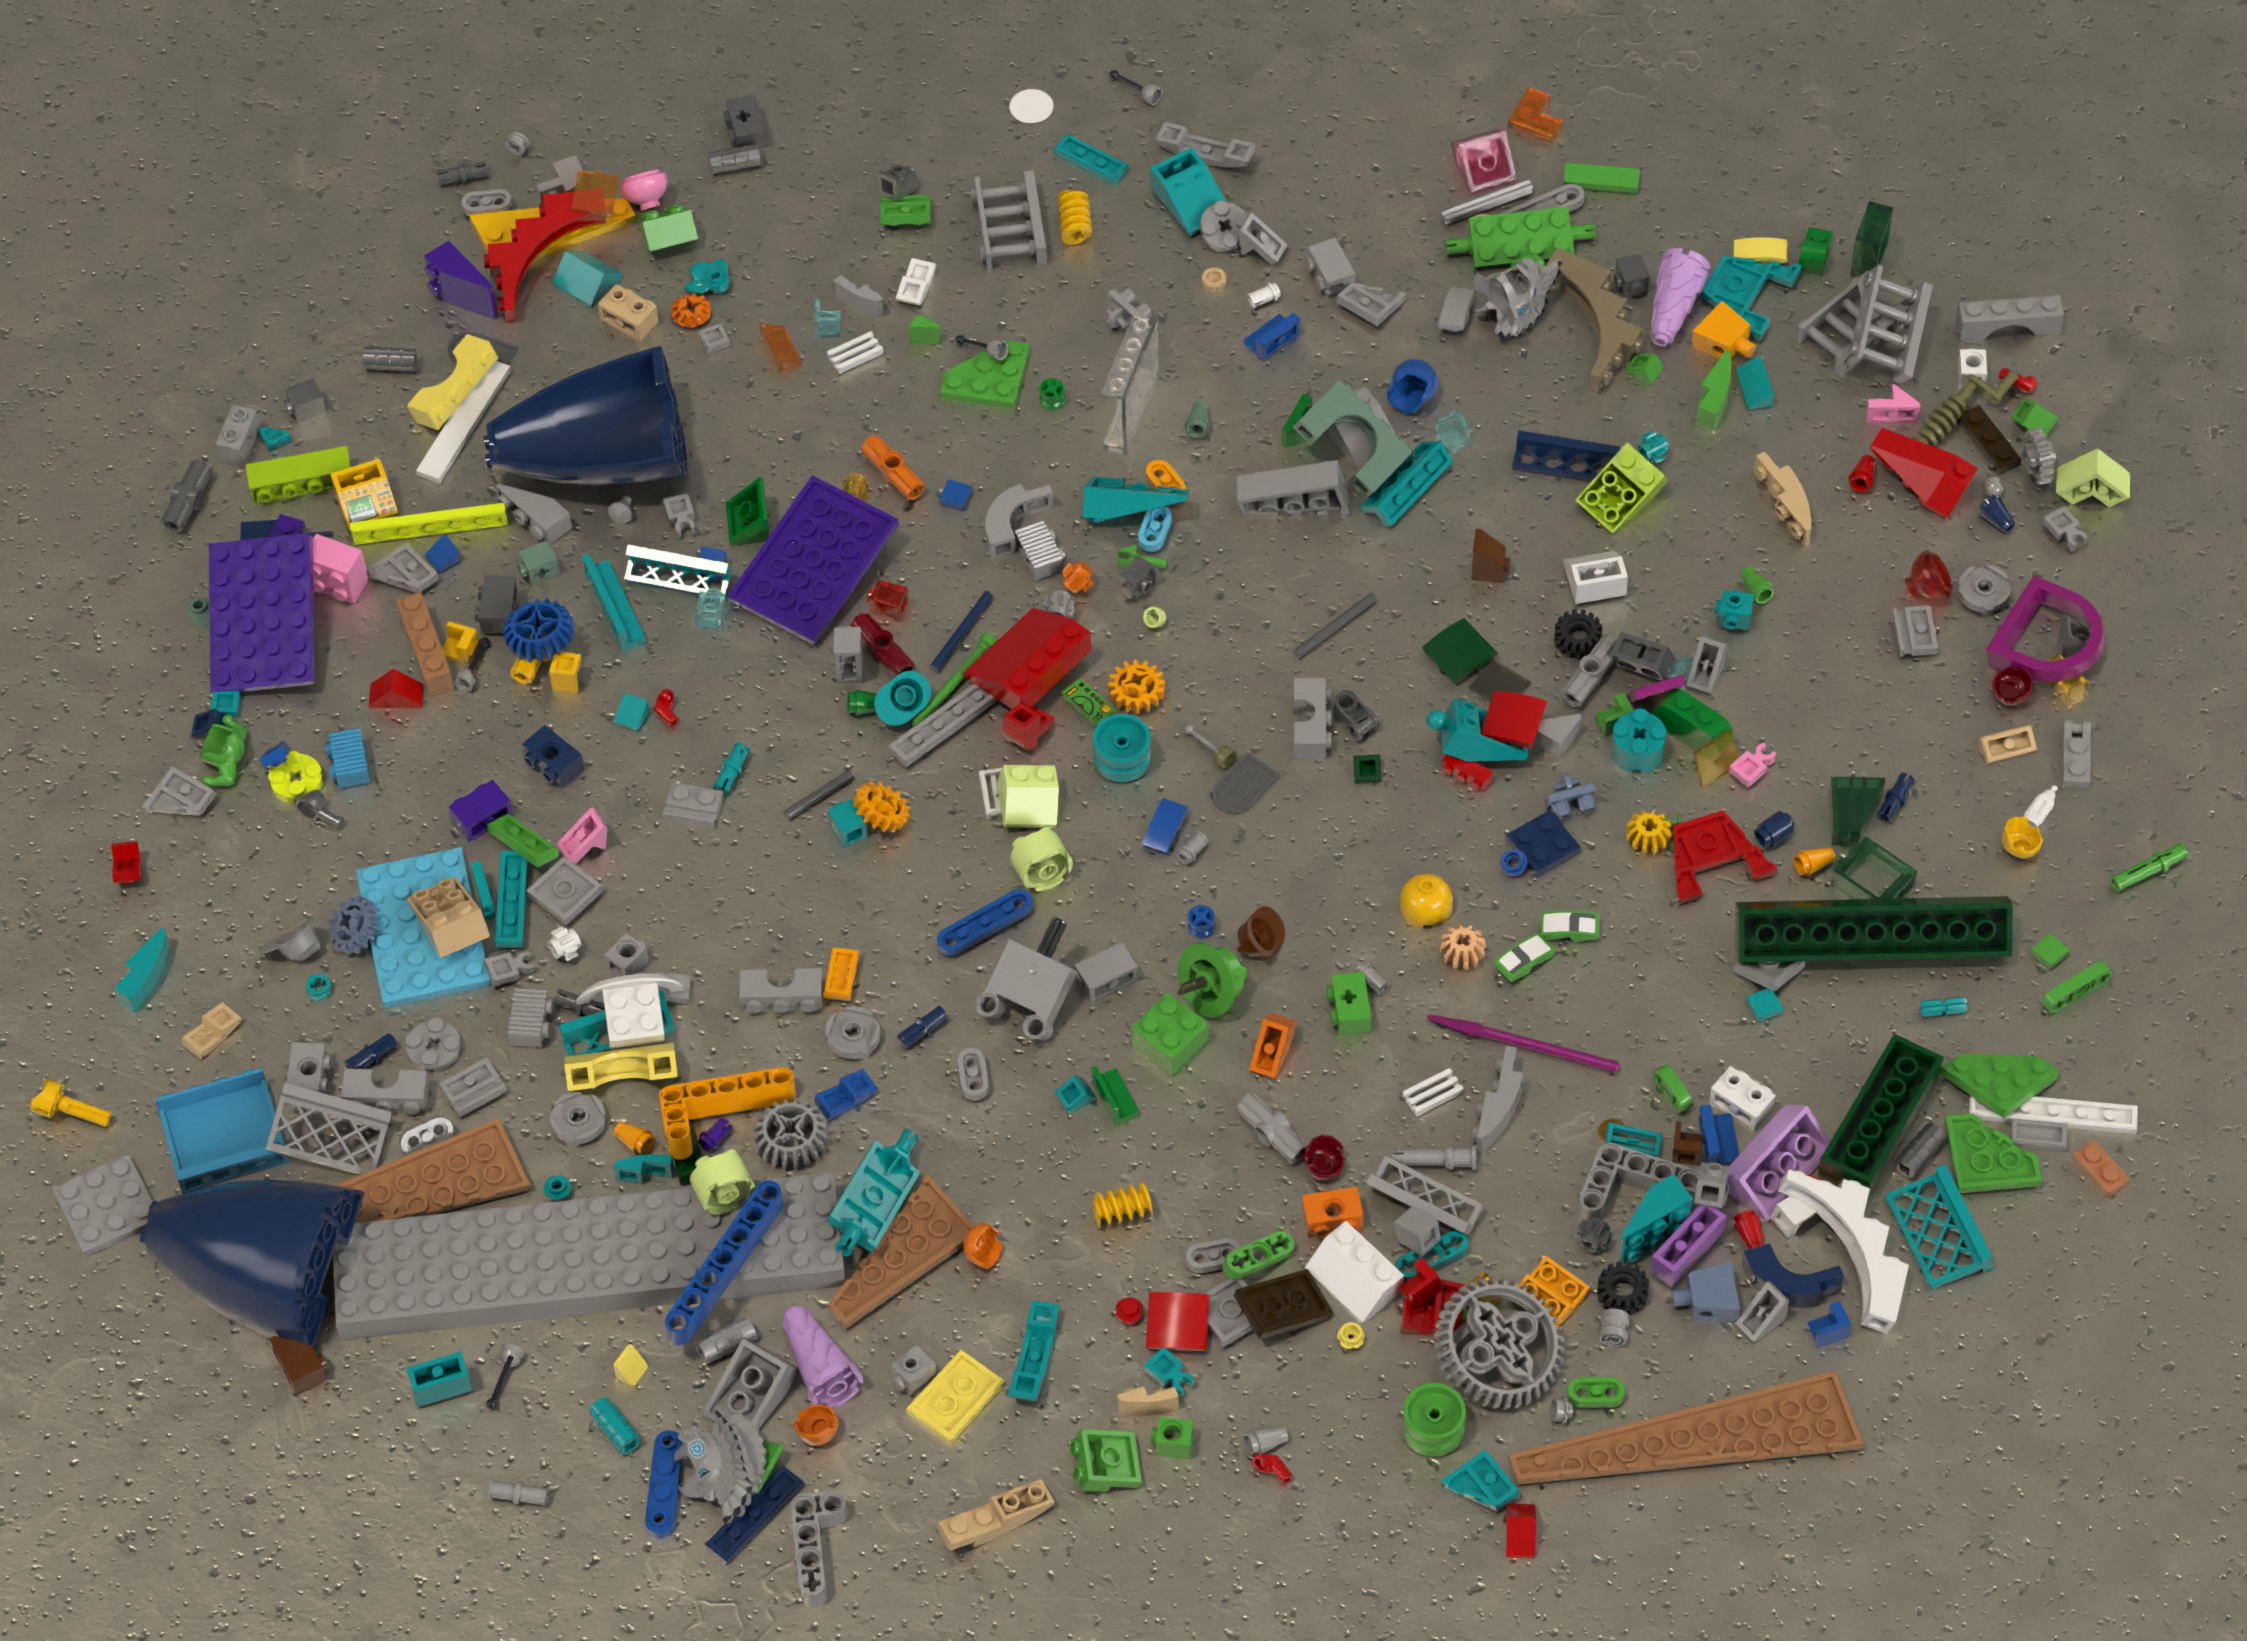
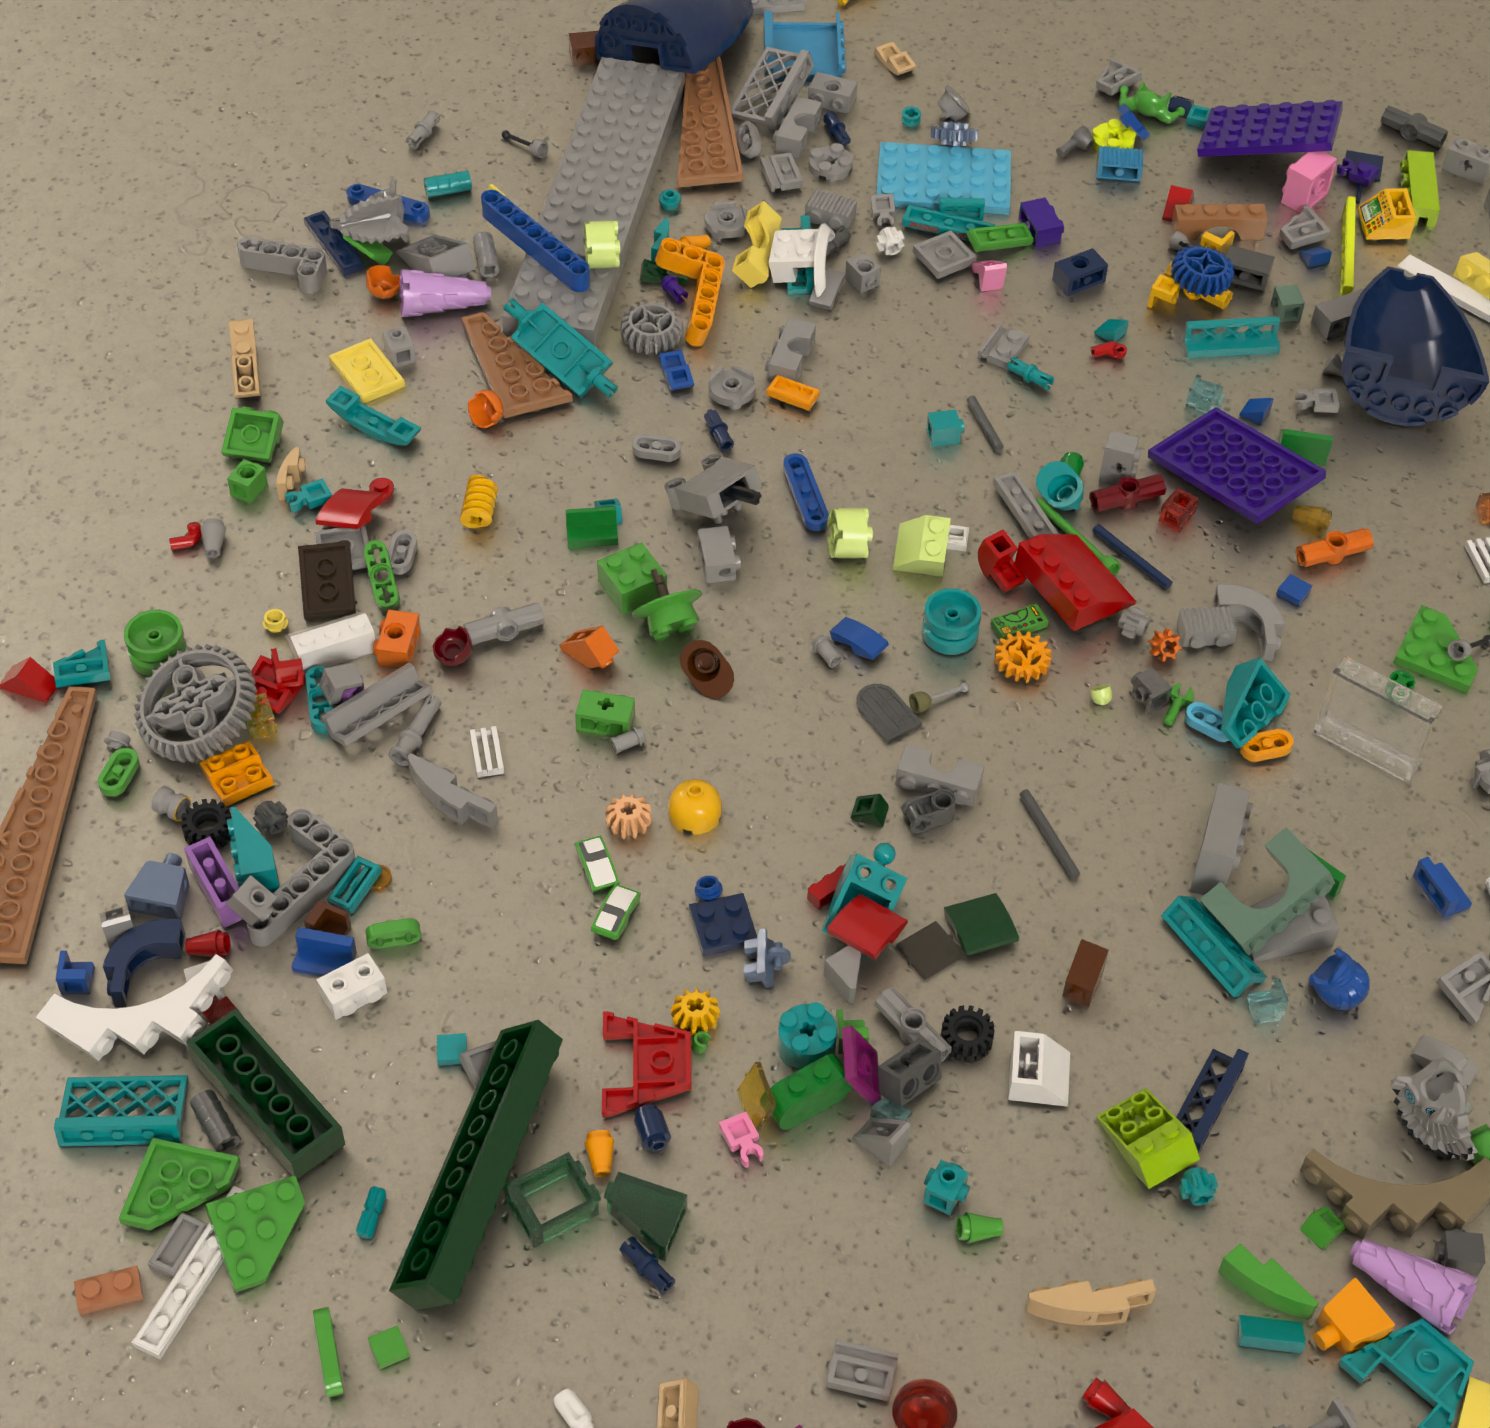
camera: 105 degrees right, 5 degrees down
(126, 862) = (1059, 41): red bracket -> none
(143, 971) = (959, 33): teal slope -> none
(274, 438) = (1467, 186): teal tile -> none
(439, 1379) = (534, 103): teal brick -> none
(448, 916) = (936, 175): tan slope -> none
(676, 561) = (1254, 382): fence -> none
(881, 806) = (947, 437): light orange gear -> none
(1197, 422) = (1340, 792): sand green cone -> none
(1198, 915) = (742, 634): blue wheel -> none
(1477, 1029) = (538, 804): magenta piece -> none
(1786, 1143) = (270, 990): lavender slope -> none
(2020, 838) = (537, 1367): yellow hair -> none

